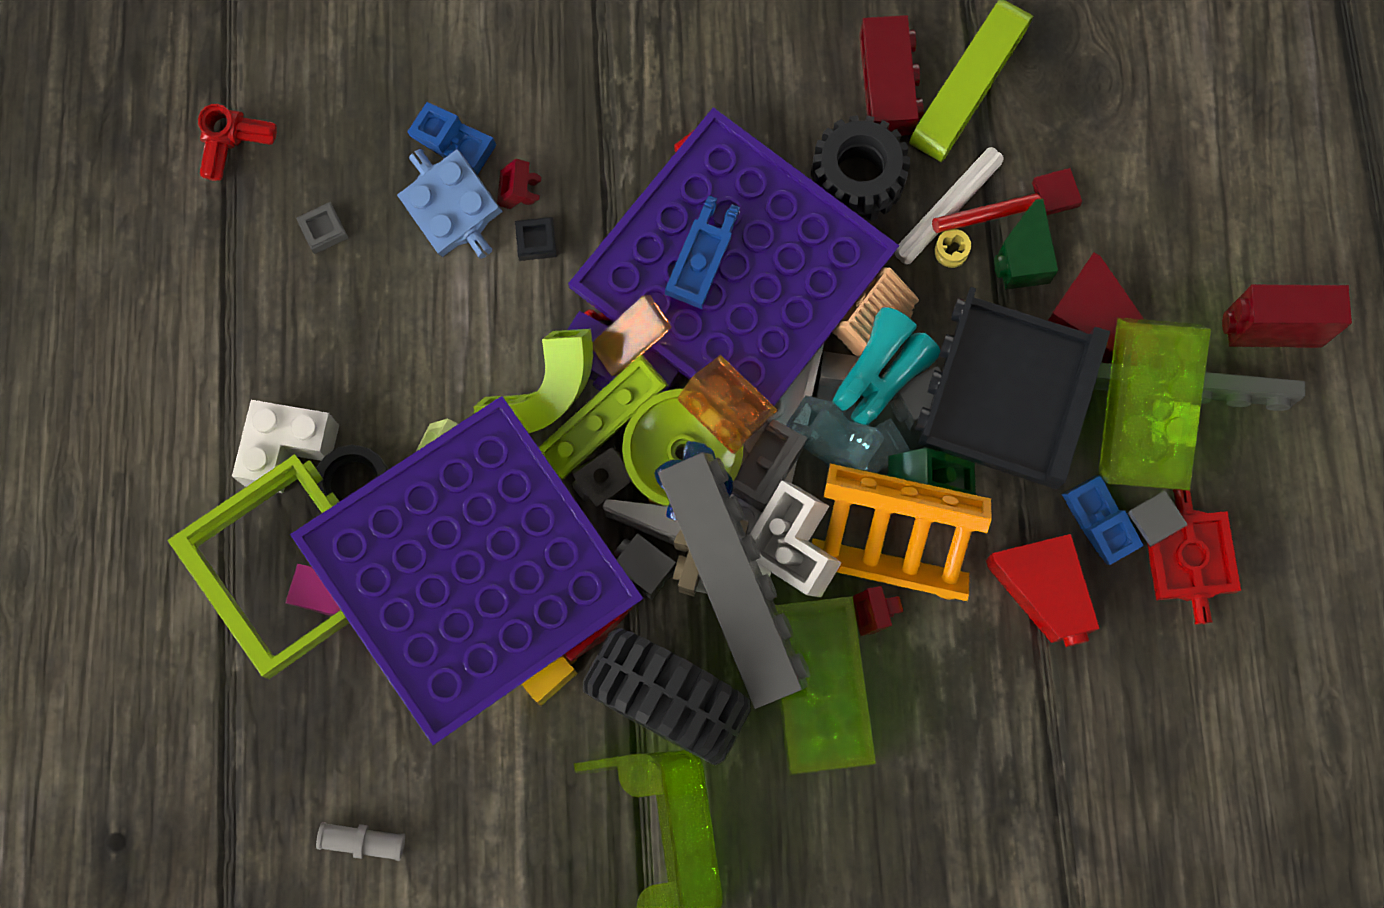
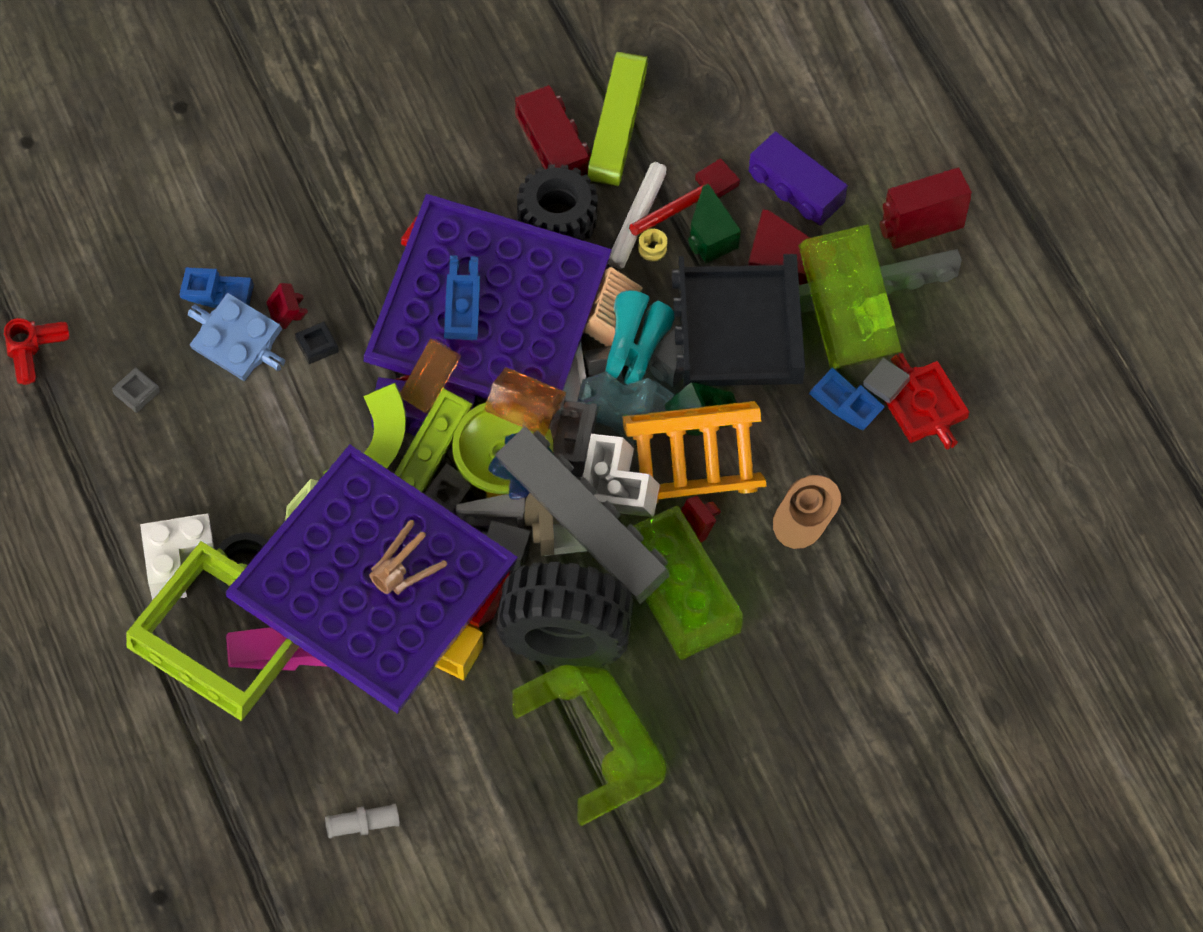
camera: 25 degrees left, 15 degrees down
(481, 578) = (389, 571): none -> medium nougat plant
(1002, 647) = (806, 511): none -> medium nougat piece
(1048, 587) = (823, 450): red slope -> none
(1149, 224) = (797, 178): none -> dark purple brick

